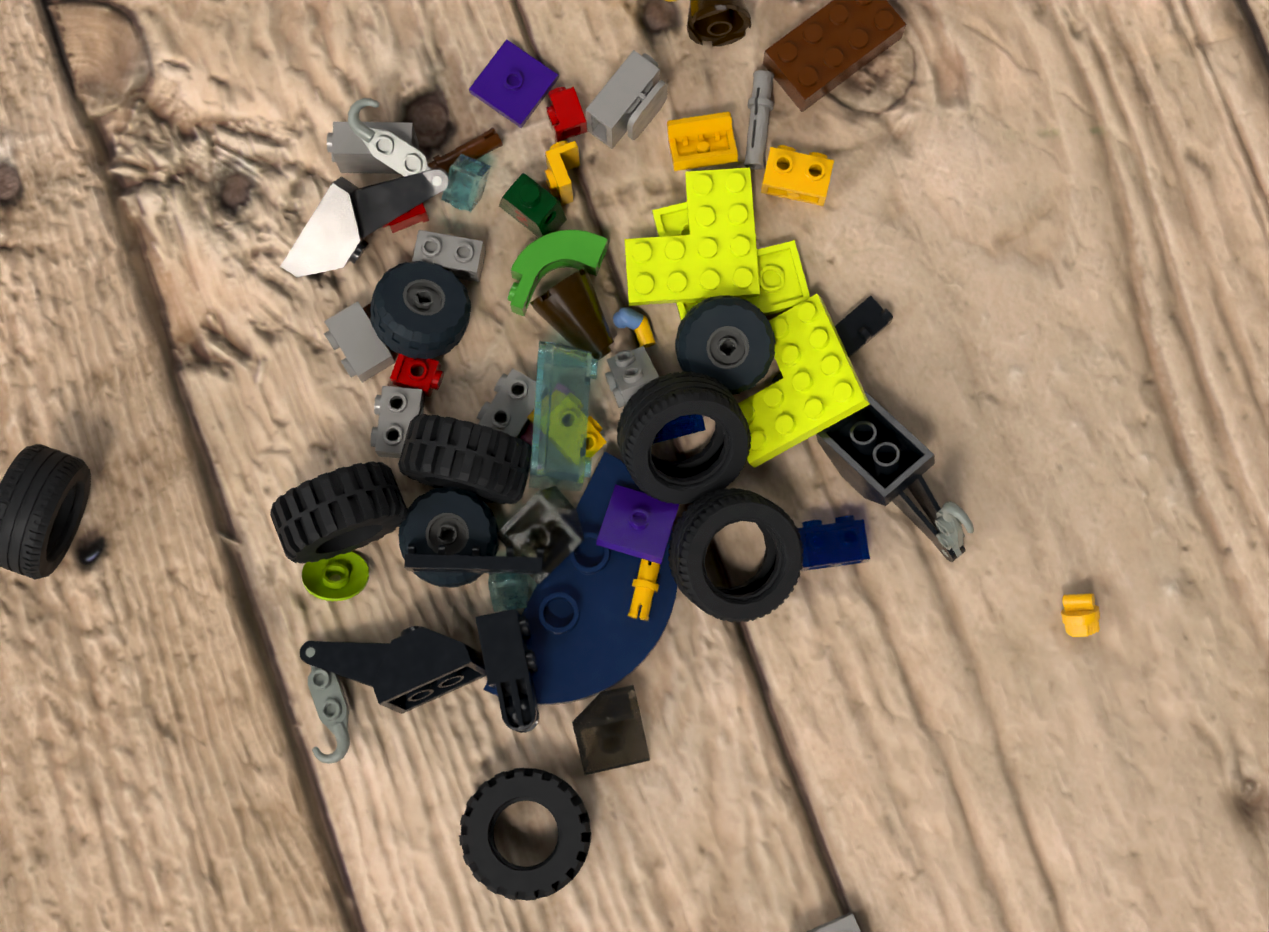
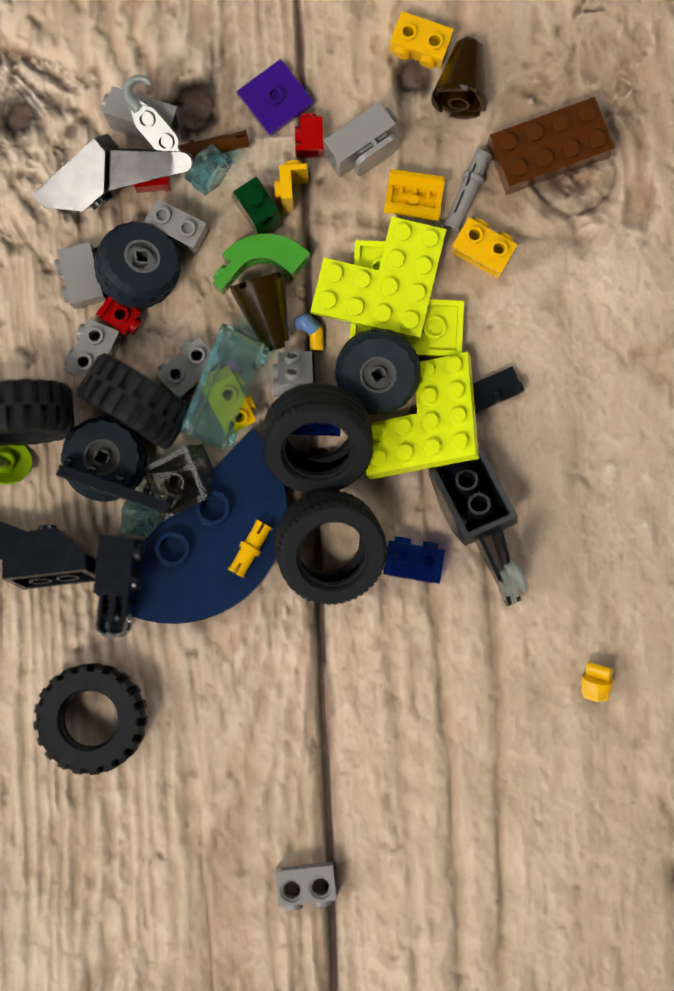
camera: 15 degrees right, 5 degrees up
(611, 732) = (186, 657): clear smoke slope -> none
(637, 524) = (258, 497): dark purple plate -> none

